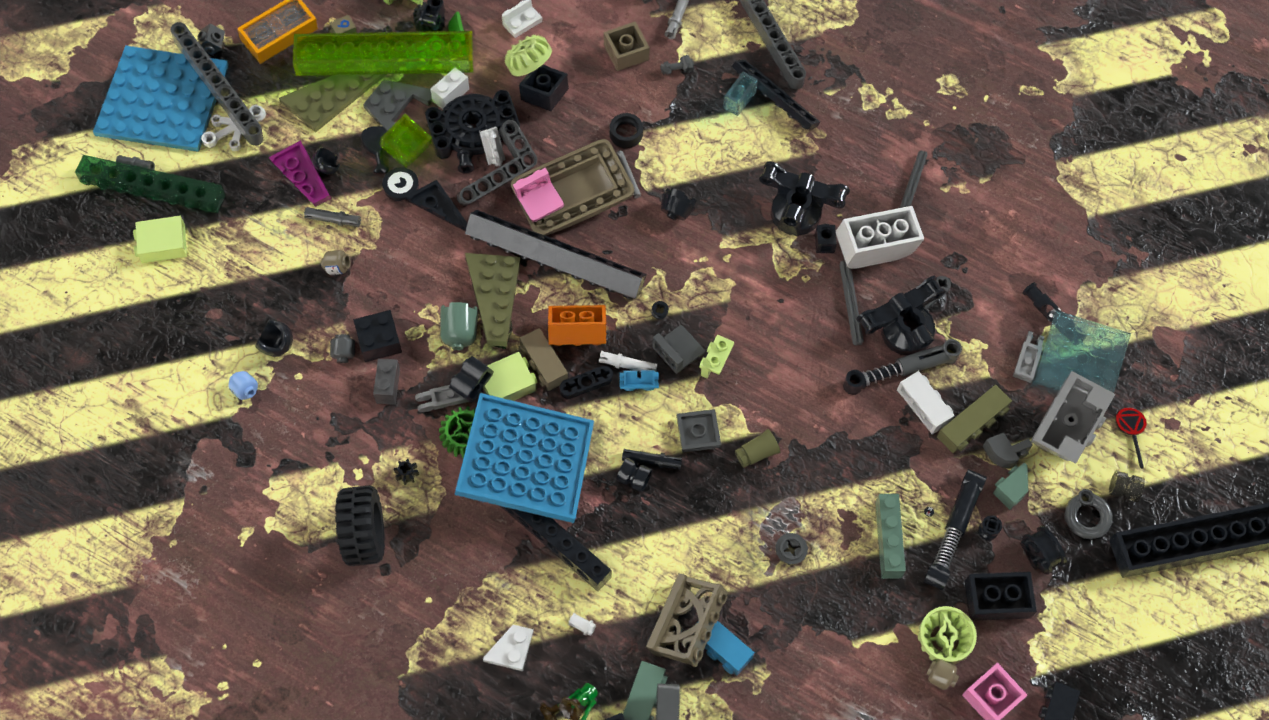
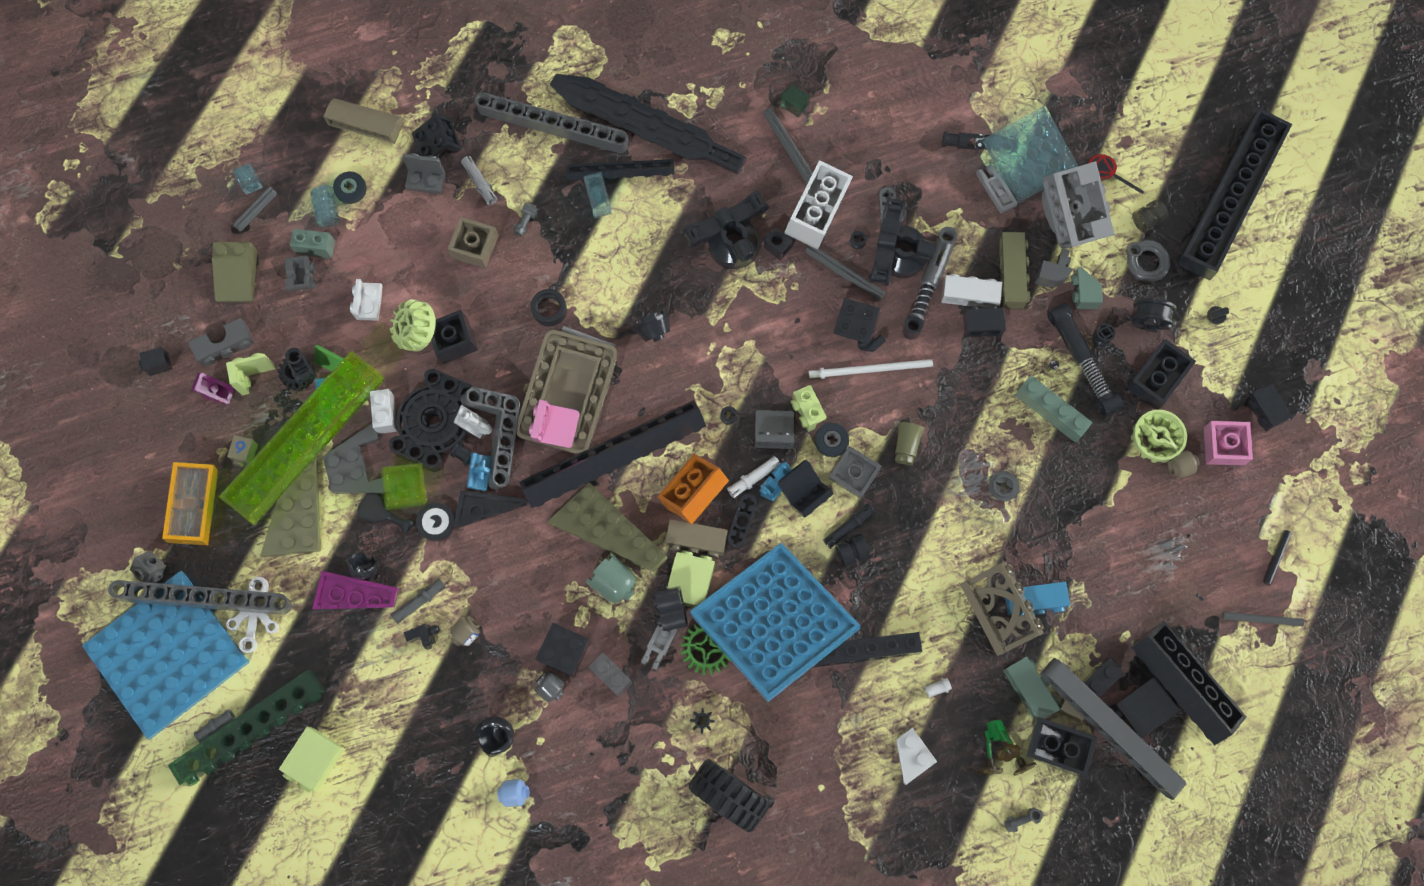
camera: 45 degrees left, 10 degrees up
(311, 239) = (423, 632): none -> black piece
(460, 179) = (479, 472): none -> dark azure hips
(650, 401) = (804, 489): none -> black bracket
(712, 386) = (840, 435): none -> black bush
(755, 348) = (822, 373): none -> white bar
(810, 364) = (873, 345): none -> black arm
(818, 337) = (856, 321): none -> black bracket
(830, 84) = (648, 123): none -> black plate
(889, 288) = (859, 245): none -> black bush
(910, 430) = (984, 322): none -> black brick
(949, 164) = (795, 100): none -> clear green brick
(1098, 605) = (1217, 315): none -> black plate

